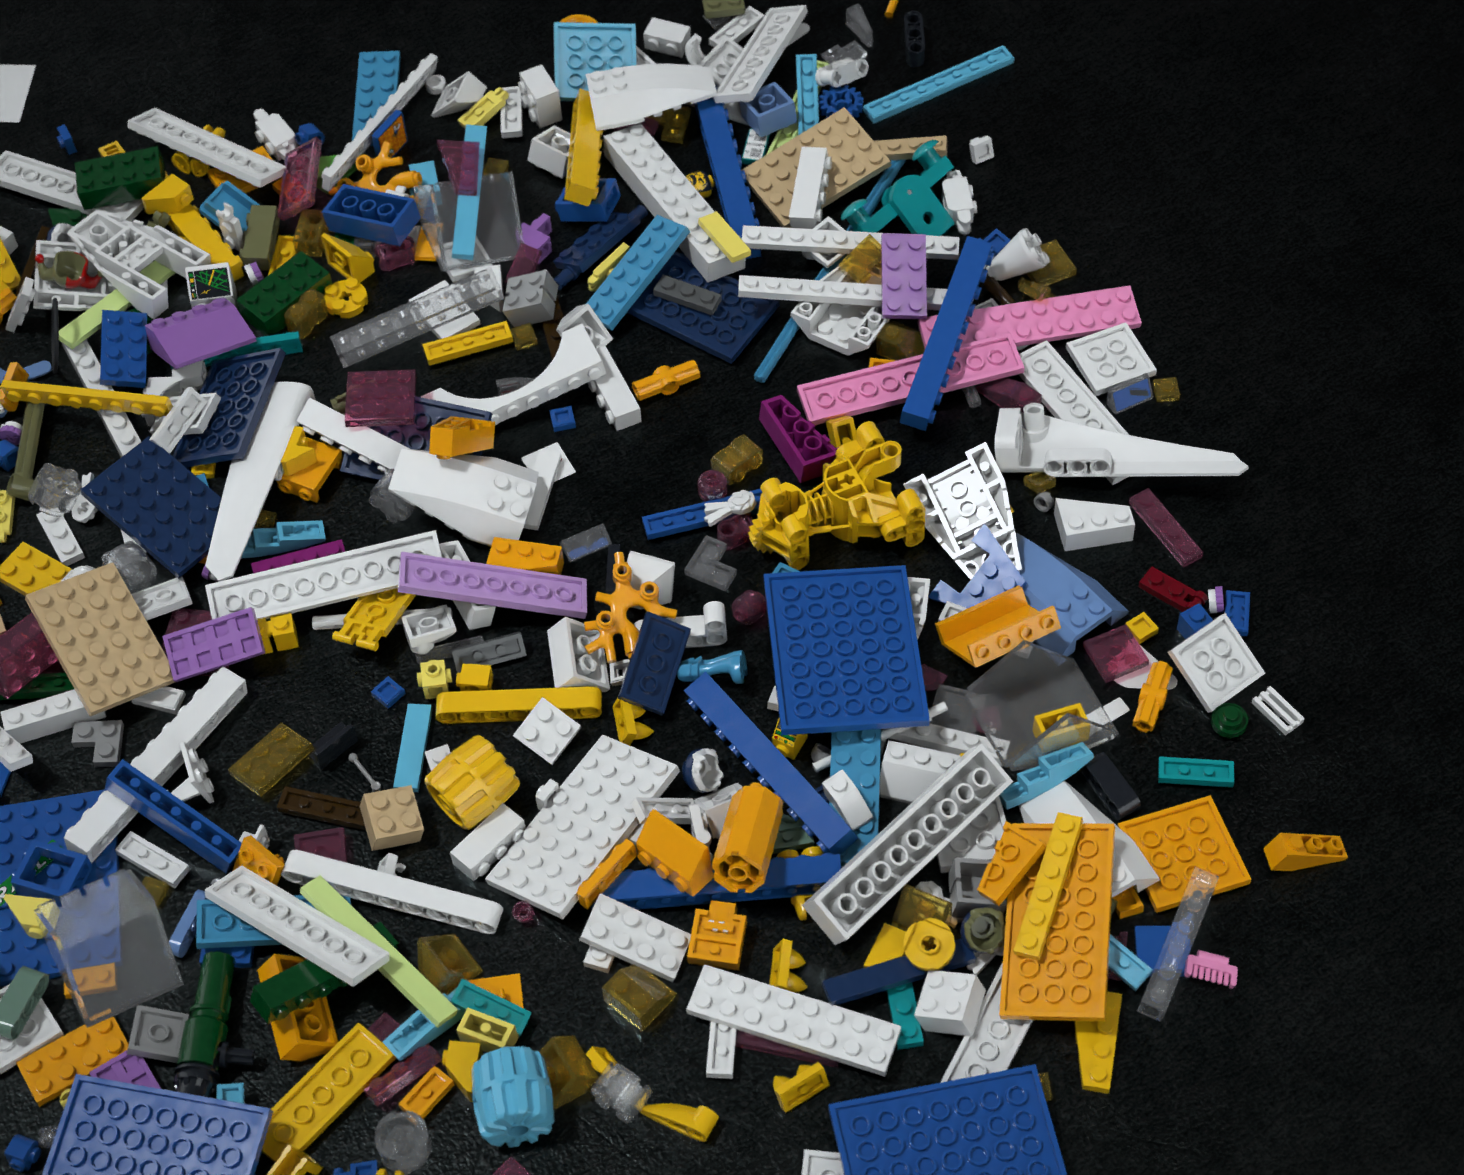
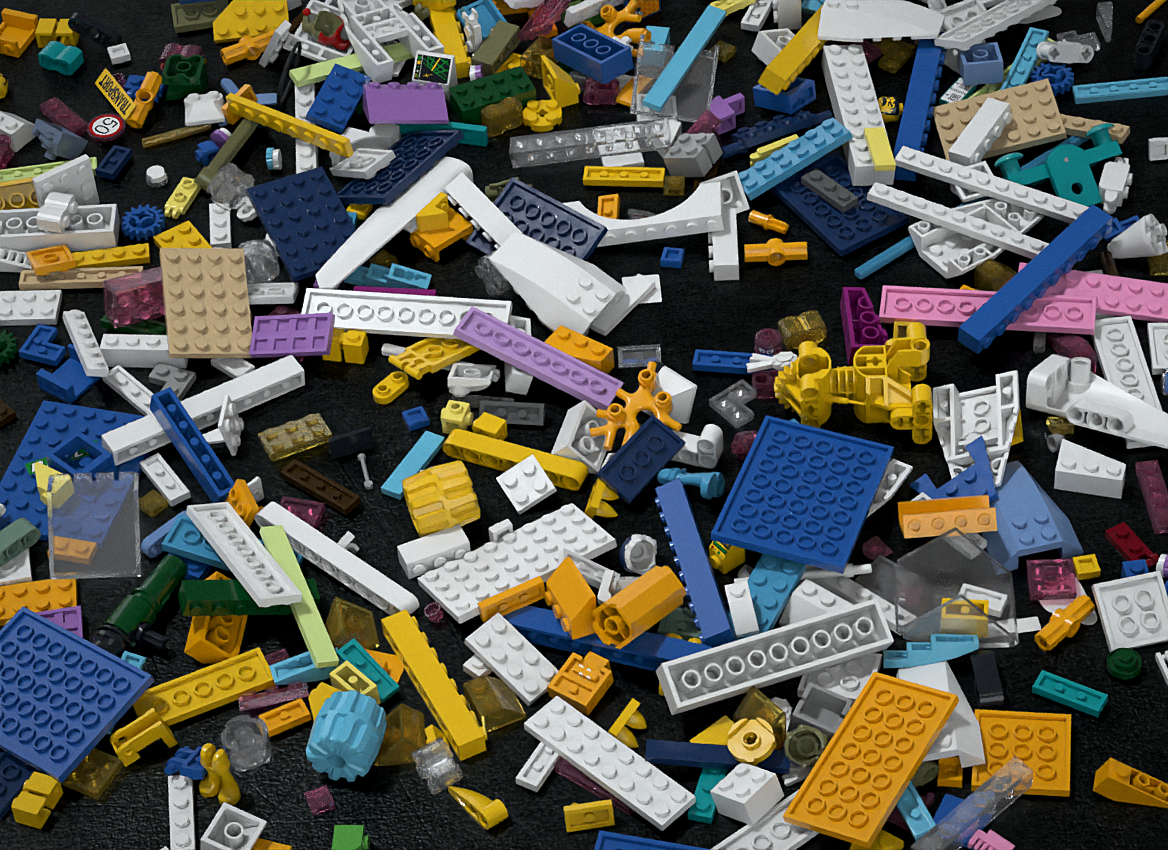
camera: 25 degrees right, 10 degrees down
(67, 766) = (129, 389): none -> white tile
(82, 438) = (273, 159): none -> piece
(156, 1033) = (97, 600): light grey plate -> none
(178, 419) = (351, 161): white plate -> none
(345, 663) = (390, 387): none -> yellow plate
(380, 398) = (519, 189): clear pink plate -> none
(391, 817) = (364, 506): tan brick -> none
(461, 436) = (566, 235): light orange wedge -> none
(462, 165) = (687, 34): clear pink wing -> none
(471, 384) = (609, 206): none -> light orange plate
(566, 997) = (434, 685): none -> yellow brick
(640, 348) = (768, 222): none -> light orange axle
(862, 261) = (994, 201): clear yellow brick -> none
(903, 276) = (1020, 222): medium lavender plate -> none
(1011, 861) = (856, 697): light orange wing -> none
(1034, 290) = (1140, 272): clear yellow wing -> none
(1048, 886) = (875, 726): yellow plate -> none
(1057, 698) = (997, 600): none -> white plate

